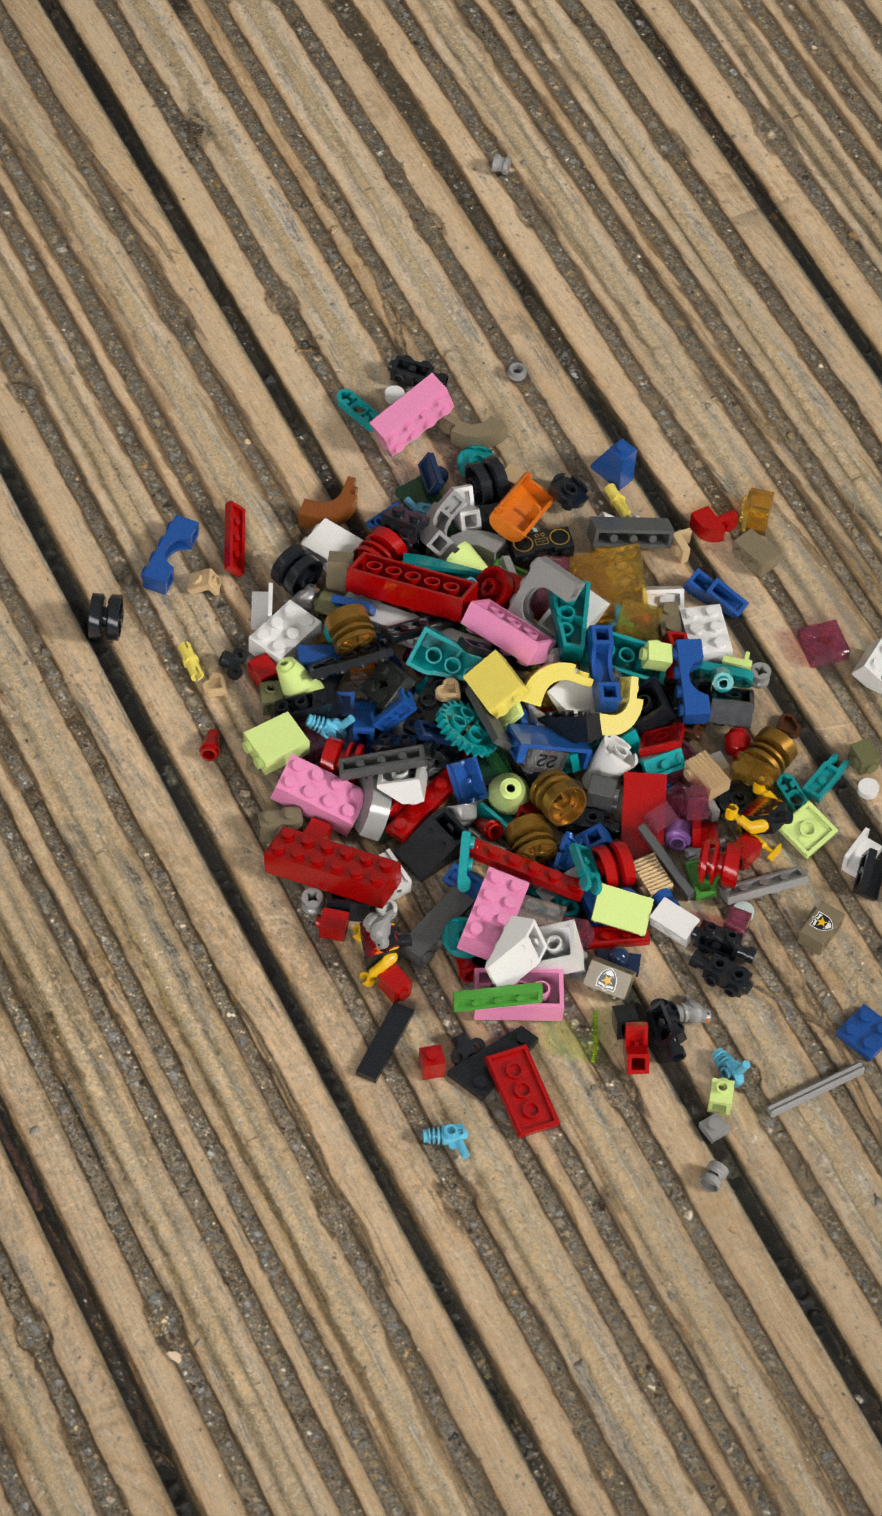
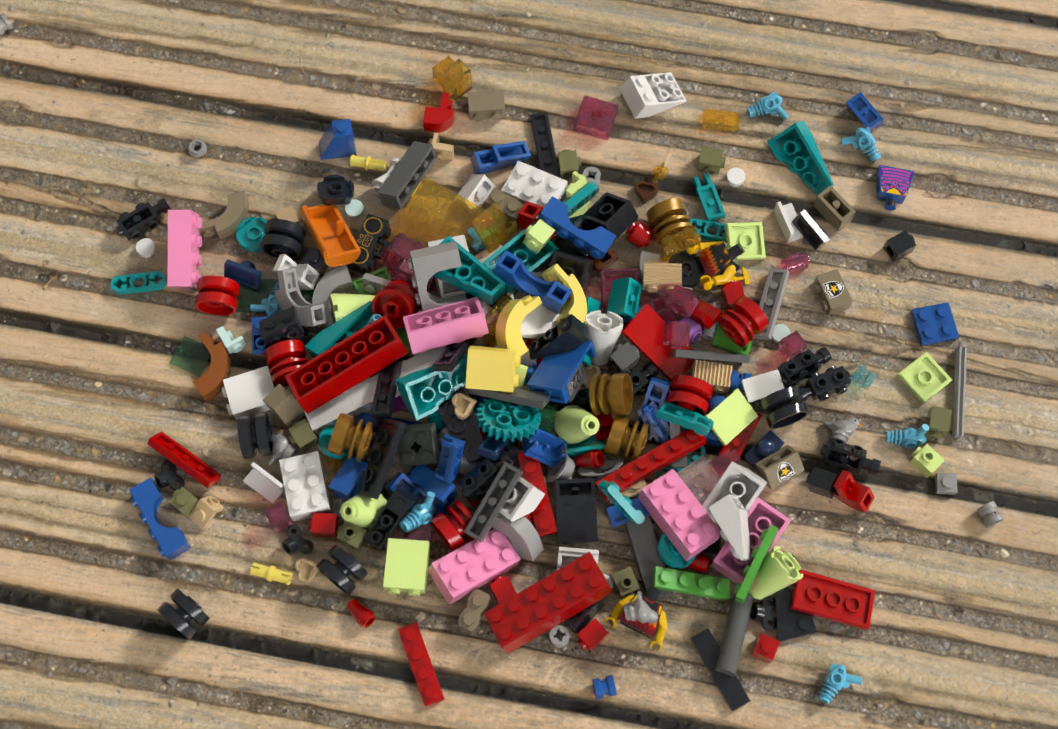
camera: 50 degrees left, 15 degrees up
(198, 558) = (183, 501): none -> olive brick
(204, 816) = (421, 664): none -> red plate
(211, 539) = (168, 477): none -> black piece
(235, 703) = (344, 566): none -> black wheel
(239, 633) = (278, 517): none -> clear pink brick
(296, 960) = (606, 686): none -> blue wheel
(326, 486) = (191, 356): none -> clear green piece
(339, 601) = (326, 418): blue plate -> none
(363, 504) = (231, 344): none -> light aqua bracket
(394, 466) = (217, 295): none -> red wheel
(395, 984) = (679, 626): red brick -> none
(404, 918) = (625, 583): none -> olive brick
(425, 1032) = (733, 636): none -> dark grey brick
(438, 963) = (691, 583): none -> bright green plate
(505, 1024) = (775, 574): none -> yellowish green cone
(566, 518) = (354, 209): none -> light aqua tile
(594, 1036) = (823, 514): clear neon green piece -> none
(661, 739) = (608, 284): red tile -> none
(668, 946) = (784, 407): none -> black wheel
(719, 674) = (588, 206): teal brick -> none
(758, 646) = (568, 163): none -> olive brick
(759, 1000) = (864, 376): none -> clear light blue wheel
(760, 622) = (544, 143): none -> black tile
(766, 1082) = (938, 421): none -> olive brick
(804, 1053) = (924, 377): none -> yellowish green tile
(815, 724) = (660, 172): none -> clear yellow plate
(823, 882) = (795, 262): none -> clear pink brick

